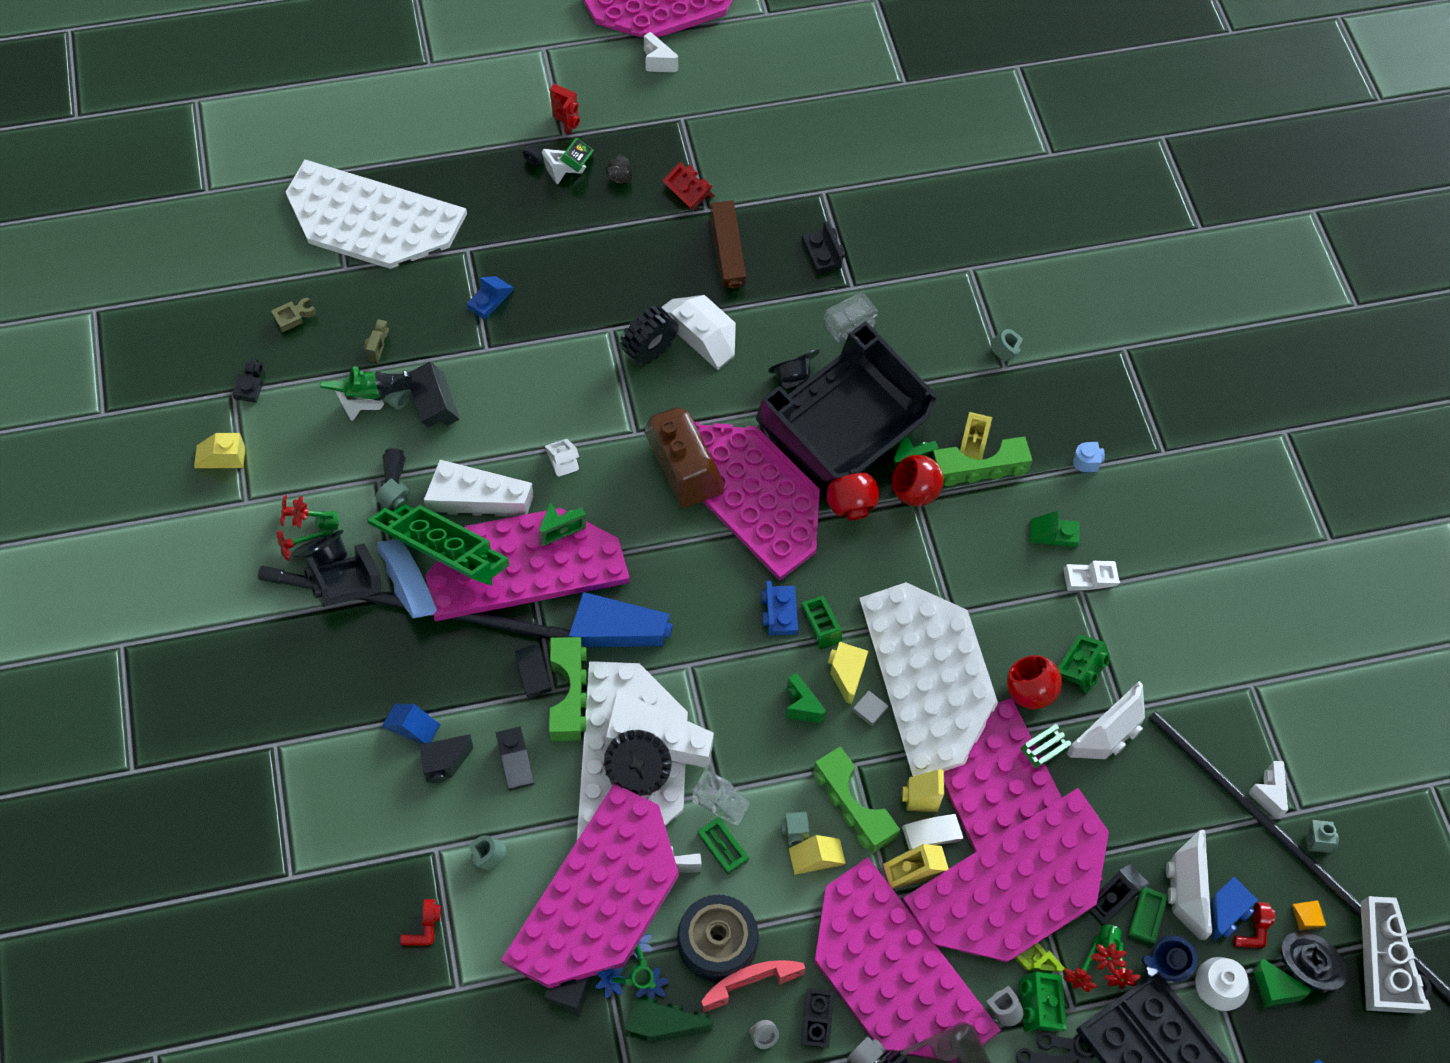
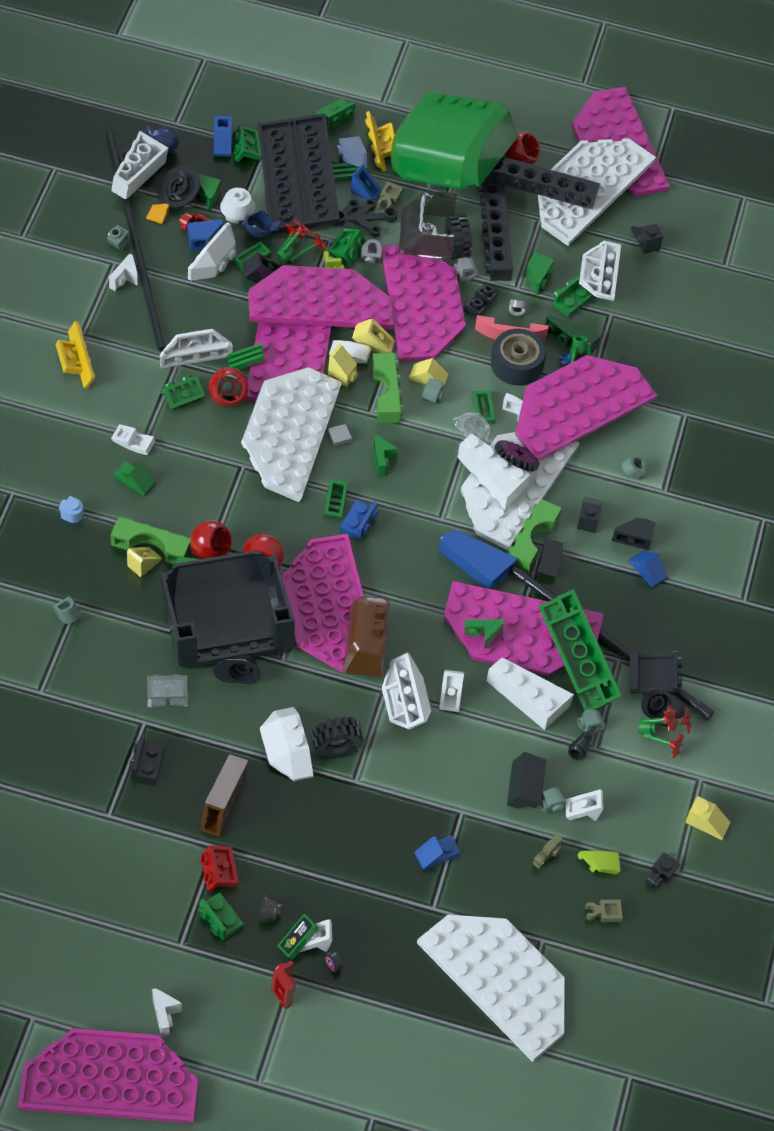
camera: 155 degrees left, 5 degrees down
(317, 358) = (602, 861): none -> lime slope
(371, 384) = (574, 797): animal -> none
(407, 578) = (611, 644): light blue slope -> none
(431, 913) = (686, 451): red plate -> none
(601, 421) = (405, 693): none -> white wedge
(661, 148) = (220, 916): none -> green bracket
(847, 668) = (338, 459): light yellow slope -> none
(1236, 638) = (74, 355): none -> yellow bracket
(1393, 1026) = (165, 136): none -> dark blue hat

